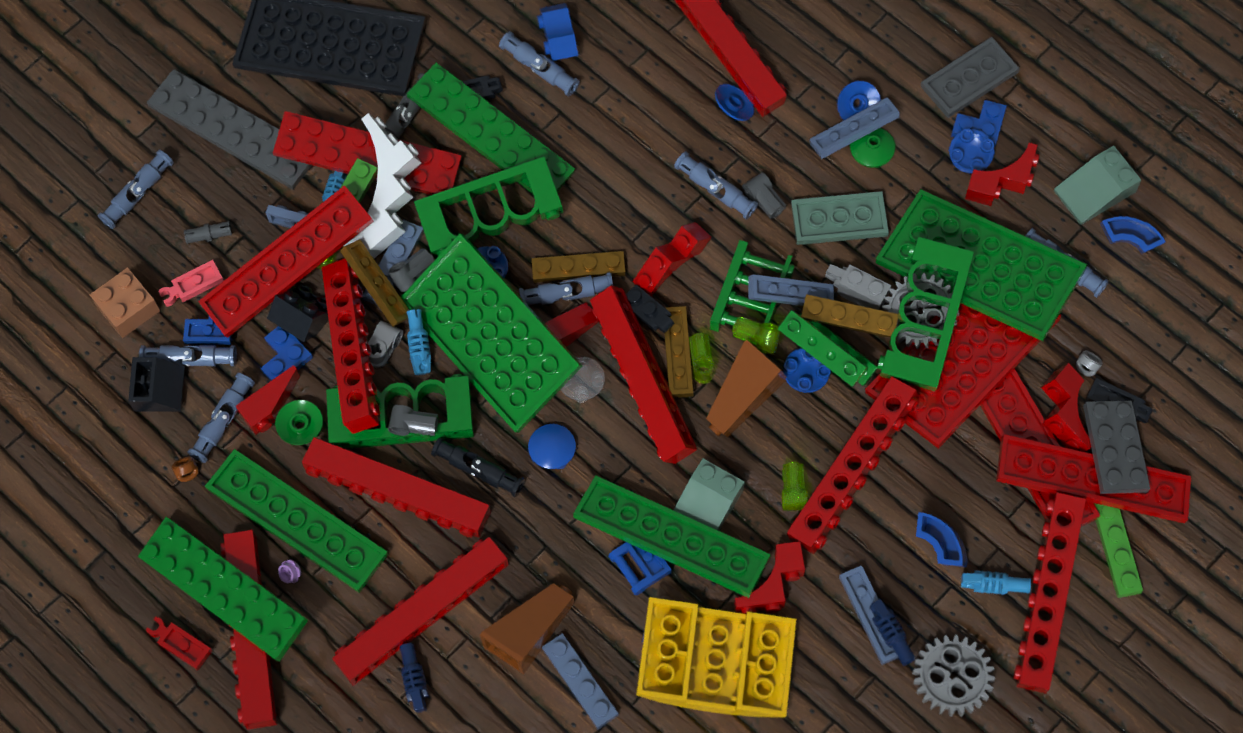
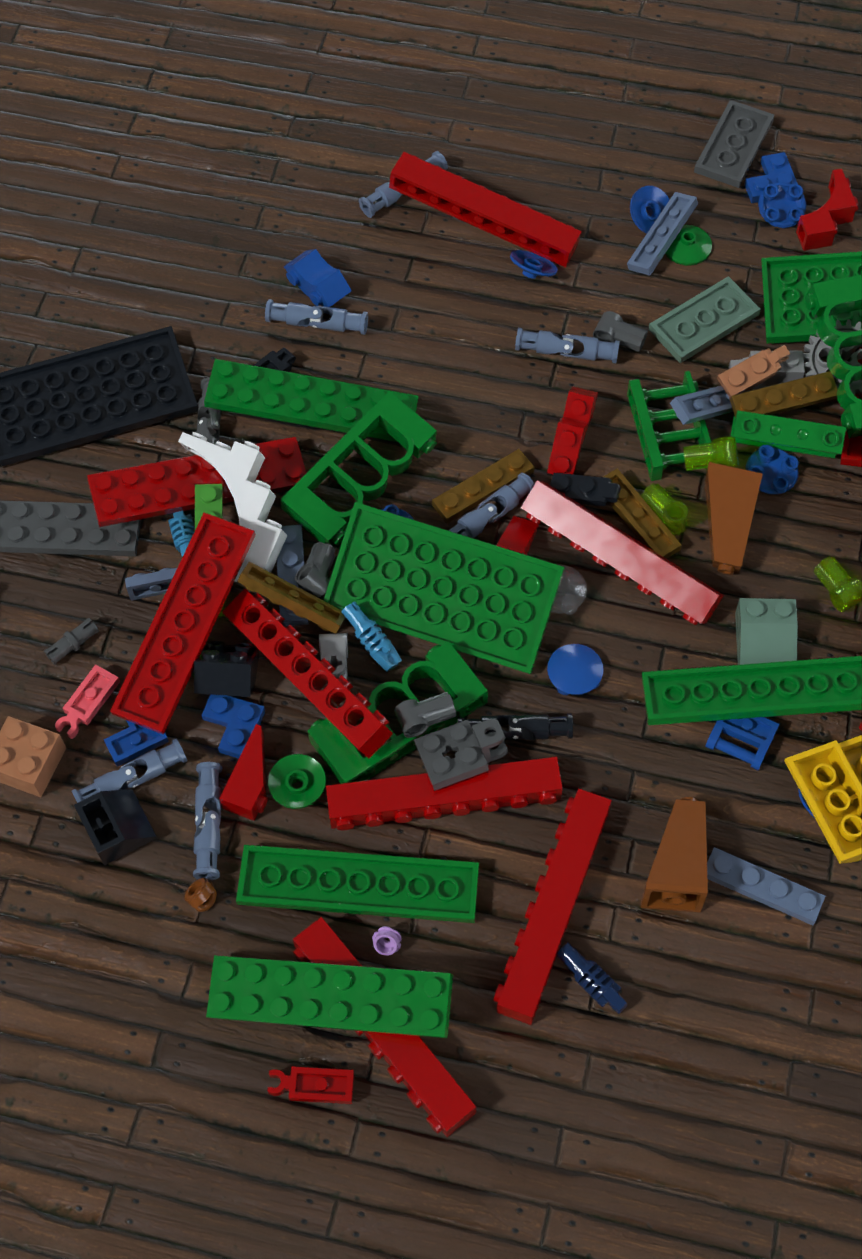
camera: 30 degrees left, 5 degrees down
(430, 468) = (471, 753): none -> dark grey plate
(836, 282) = (753, 371): none -> nougat hinge

